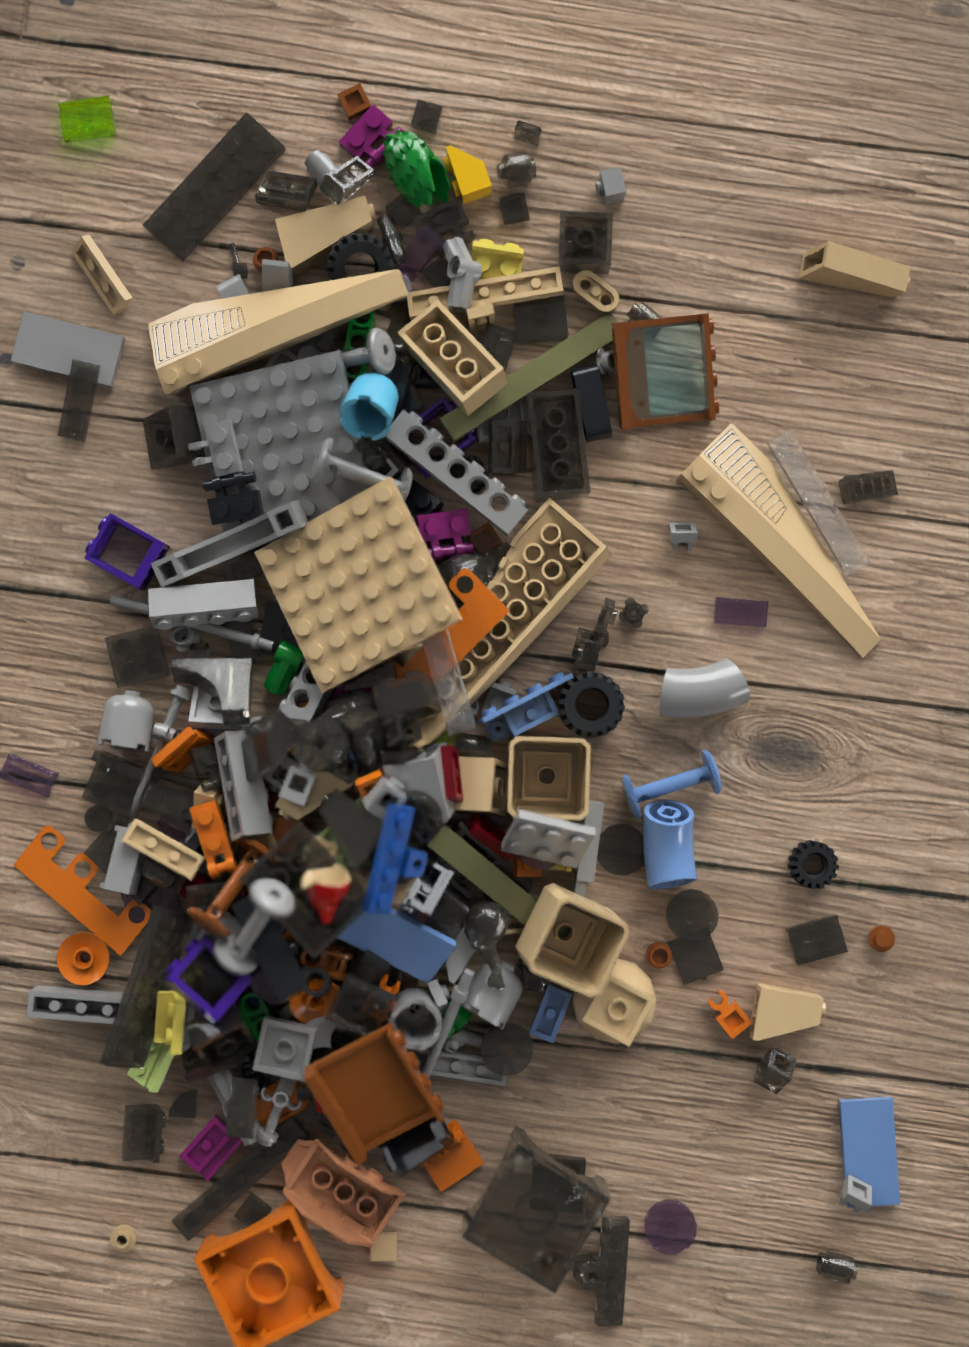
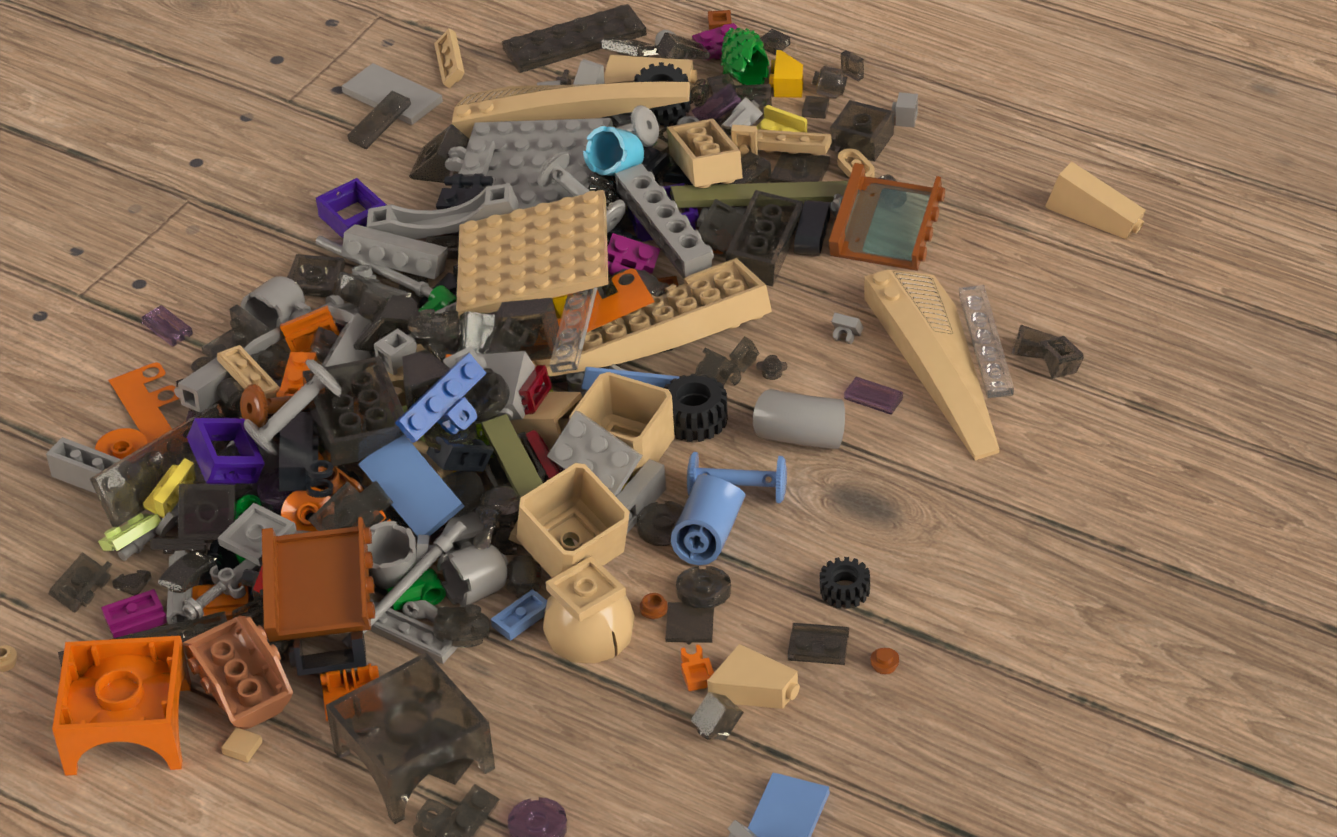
camera: 30 degrees right, 45 degrees down
(326, 889) = (373, 389): hat -> none
(901, 505) = (1061, 356): none -> clear smoke slope

